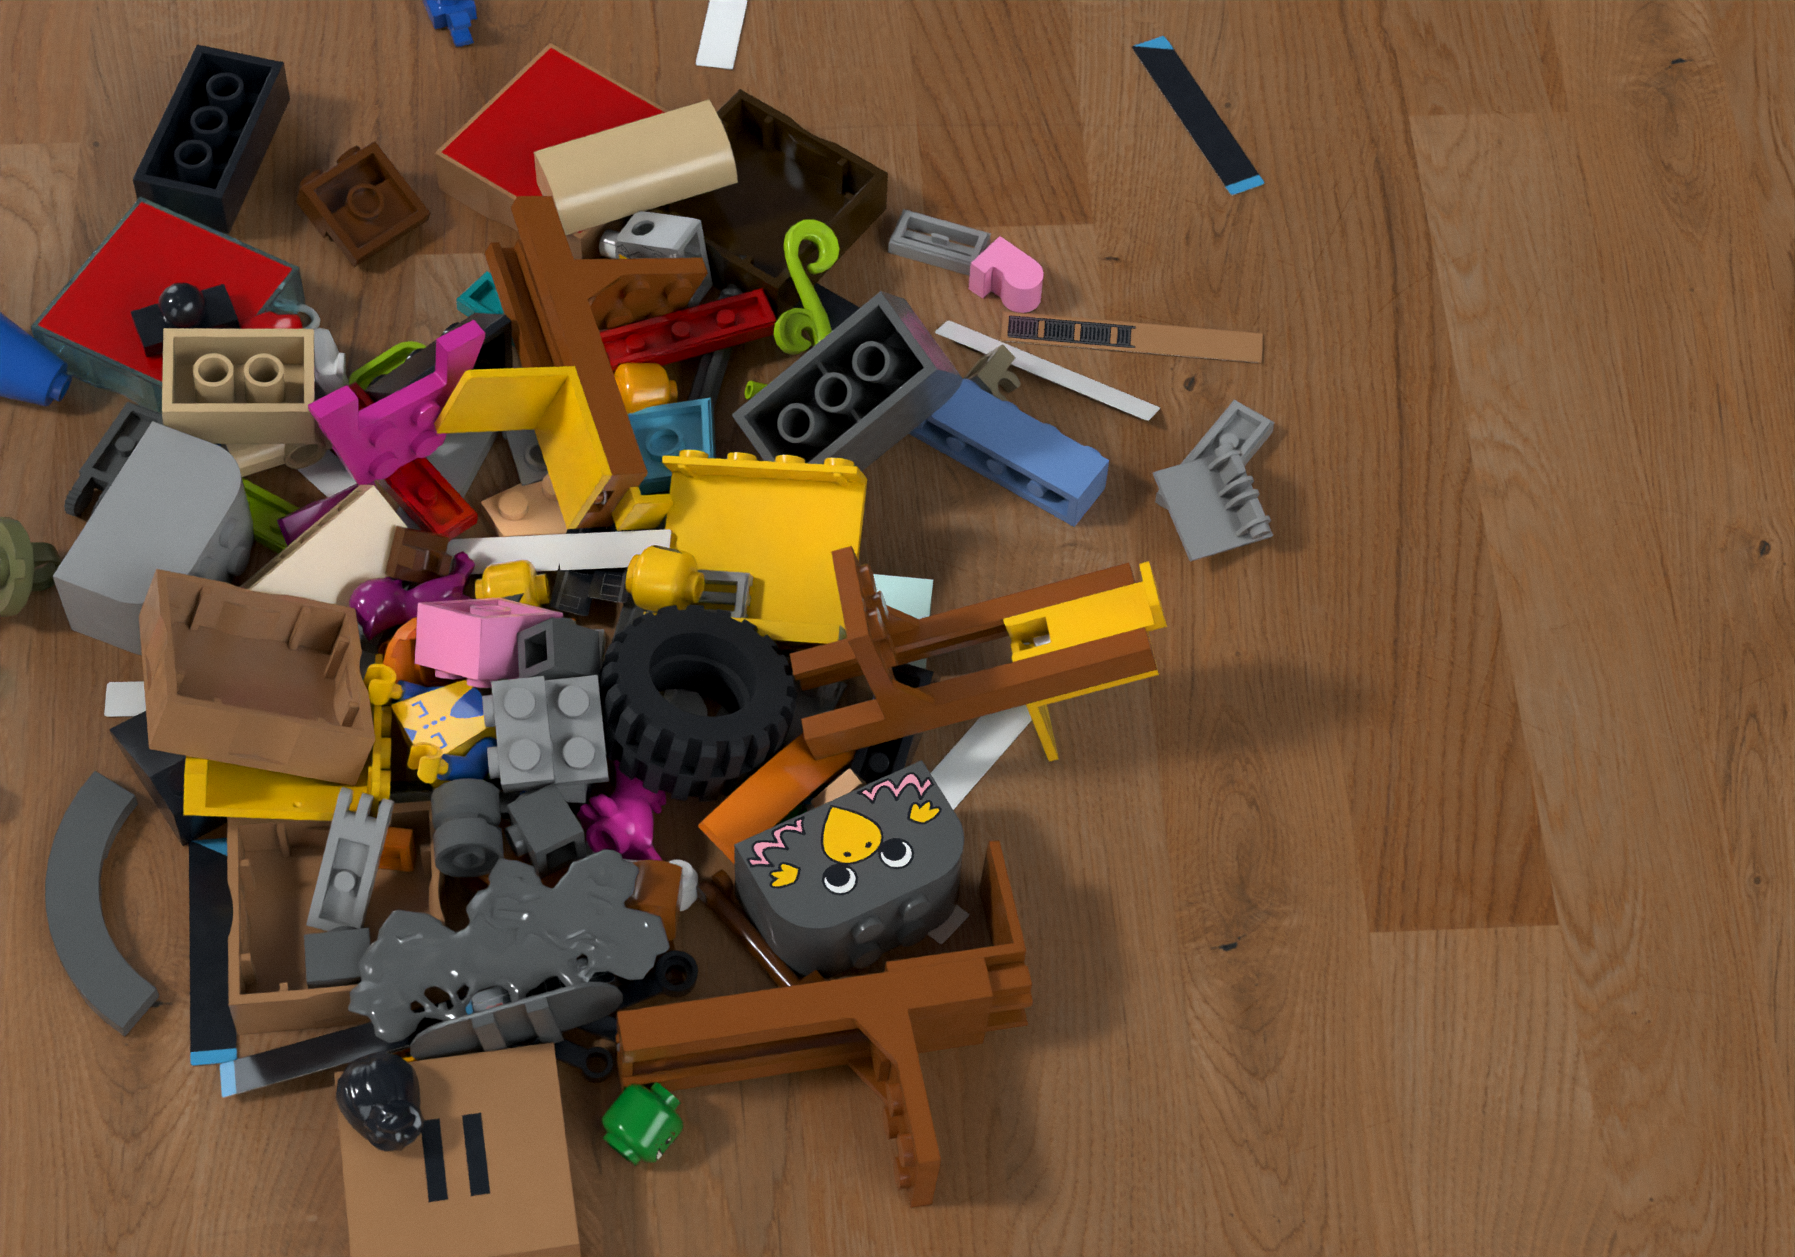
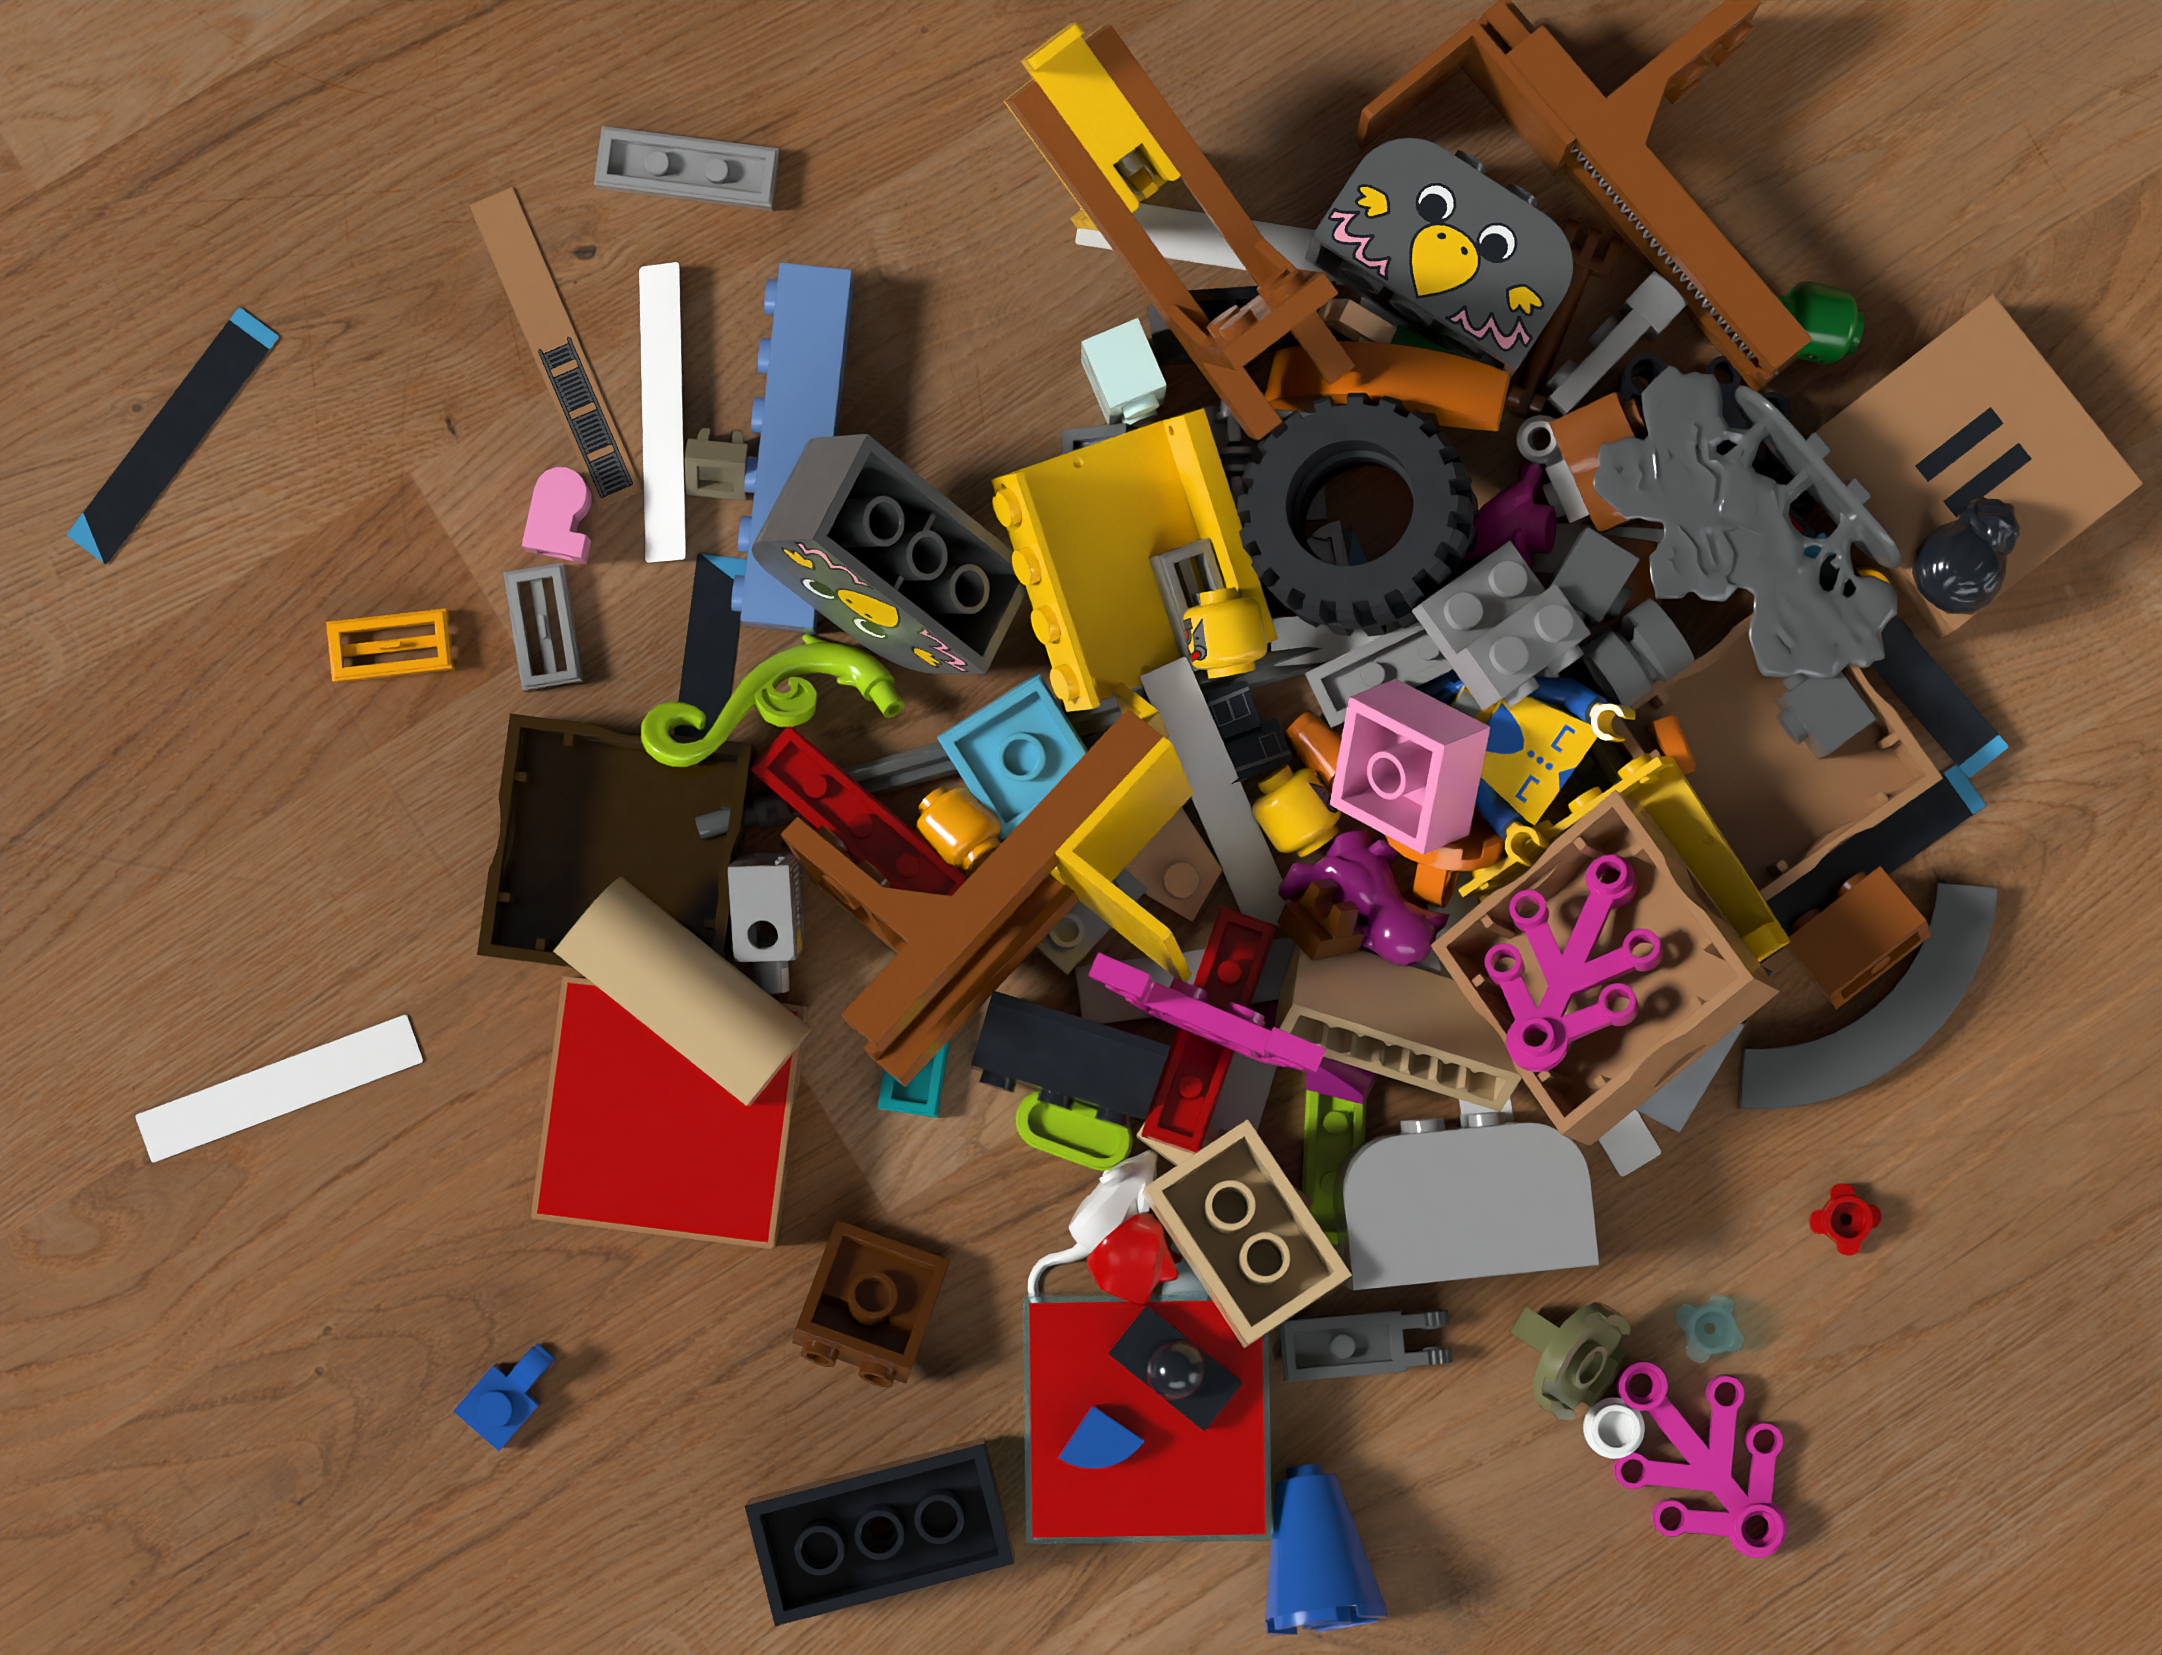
camera: 120 degrees left, 30 degrees up
(158, 899) = (1856, 936): none -> dark orange brick
(171, 258) = (1100, 1442): none -> blue tile
(269, 644) = (1571, 971): none -> dark pink plant
(349, 863) = (1729, 757): light grey hinge -> none
(558, 650) = (1411, 663): dark grey brick -> none
(706, 931) = (1644, 314): none -> light grey plate
(970, 185) = (441, 641): none -> light orange tile
(1213, 503) = (762, 131): light grey hinge -> none

